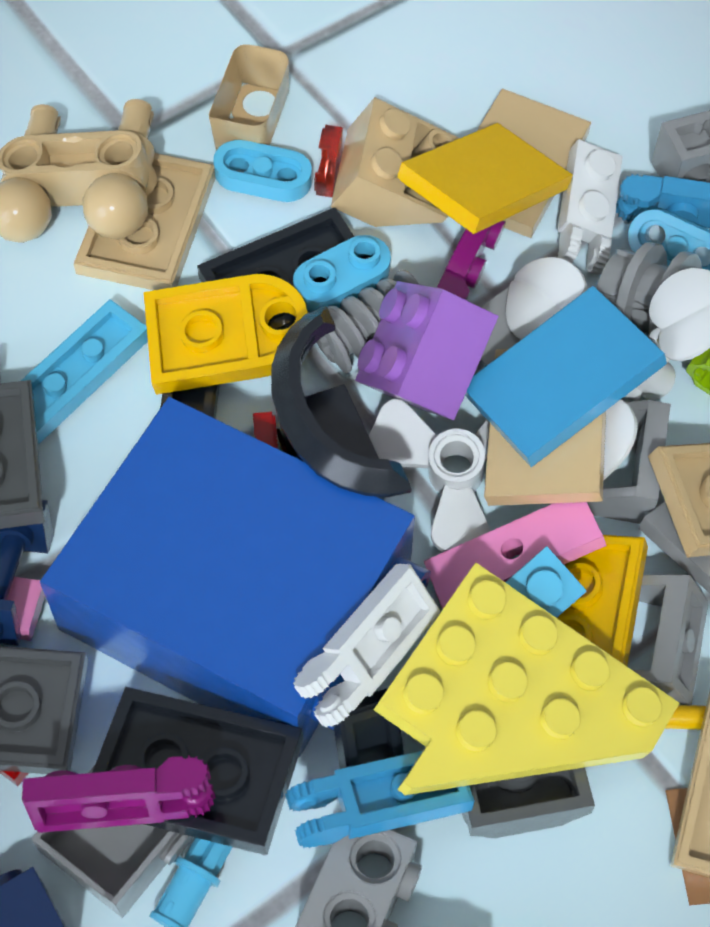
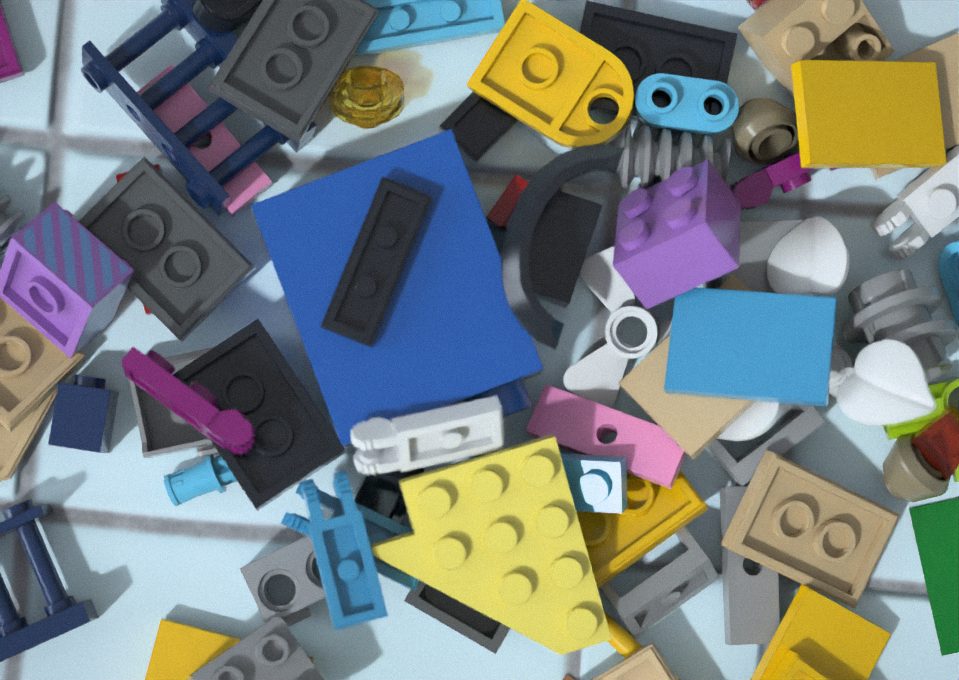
camera: 40 degrees right, 25 degrees up
(75, 456) = (367, 96): none -> clear yellow plate
(195, 540) = (376, 262): none -> black tile
(384, 811) = (344, 557): none -> dark azure hinge
(421, 250) = (764, 131): none -> dark tan cone

